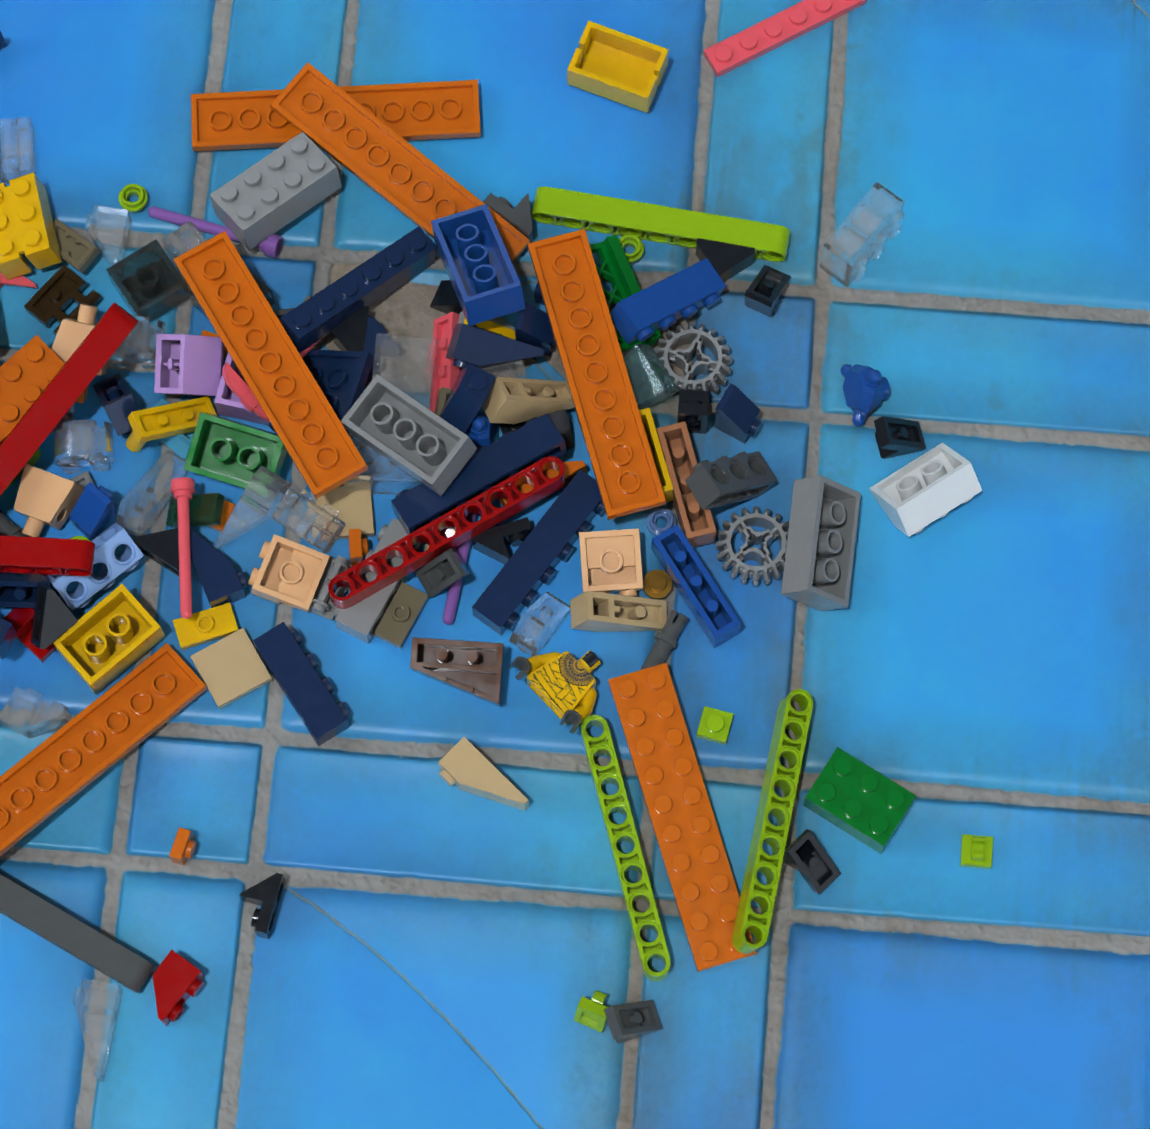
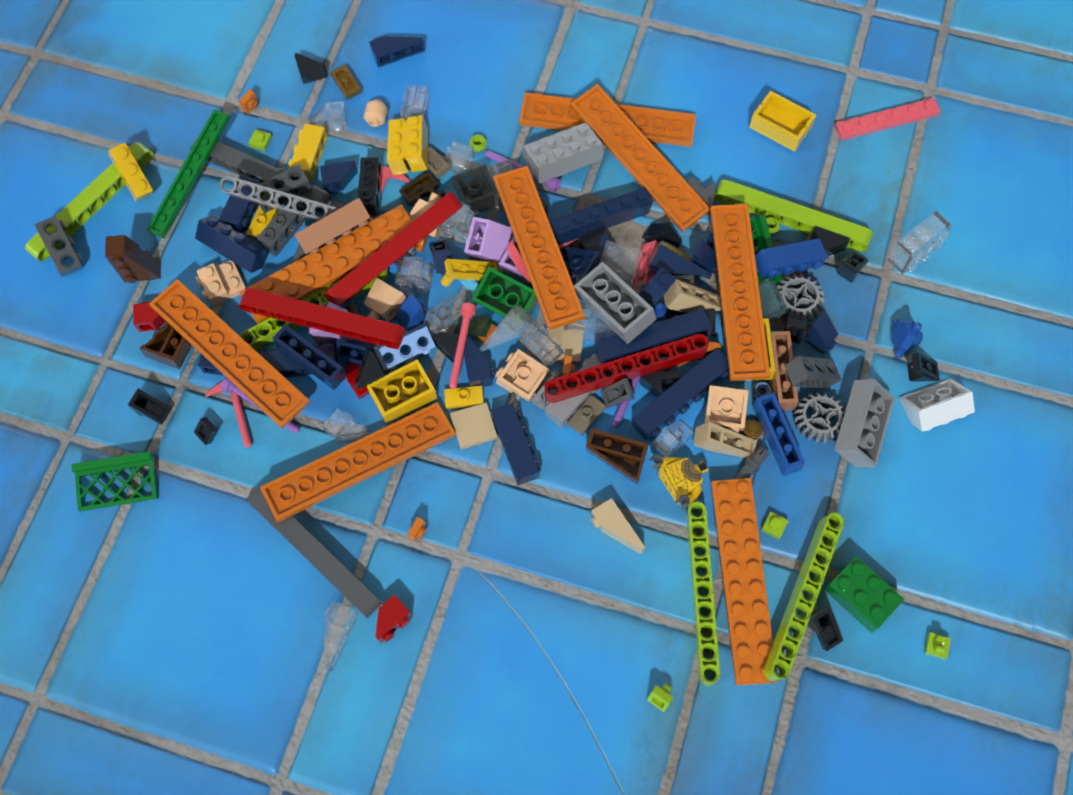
camera: 15 degrees right, 5 degrees down
(268, 896) = (464, 573): black slope -> none
(478, 265) = (677, 213): blue brick -> none
(633, 1020) = (687, 709): dark grey slope -> none

